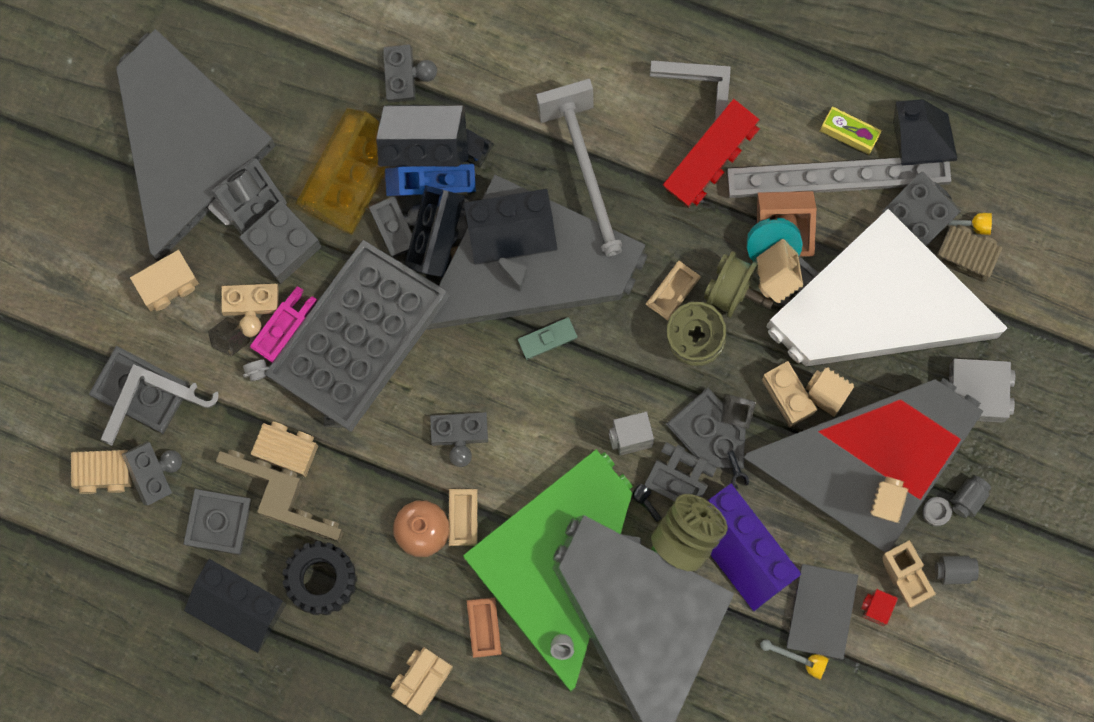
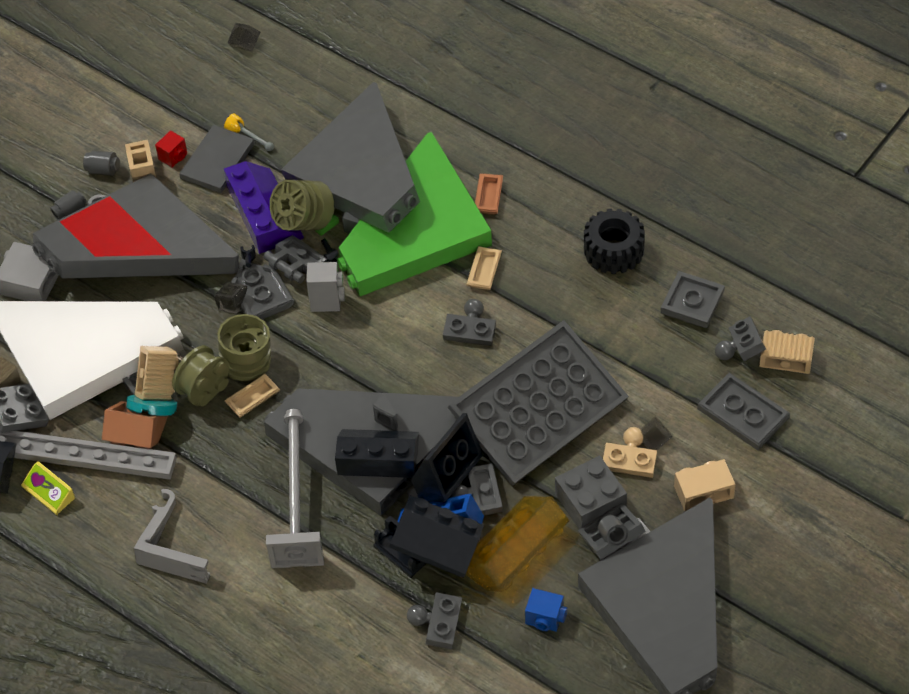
camera: 165 degrees left, 25 degrees down
(155, 381) = (750, 399): light grey hinge -> none
(234, 605) = (687, 242): black slope -> none
(255, 370) = (636, 403): light grey plate -> none
(280, 495) = (635, 305): dark tan bracket -> none
(282, 326) = (603, 431): dark pink hinge -> none
(285, 449) = (623, 338): tan brick -> none
(299, 101) = (545, 610): none -> blue brick
(421, 528) = (521, 265): nougat cylinder -> none
(421, 681) = (548, 165): tan brick -> none
(547, 338) = (375, 383): sand green piece -> none
(562, 647) = (428, 153): light grey hinge -> none
(711, 153) = (178, 484): red brick -> none
(789, 394) = (184, 297): tan brick -> none
(828, 390) = (149, 283): tan brick -> none
(889, 499) = (135, 184): tan brick -> none

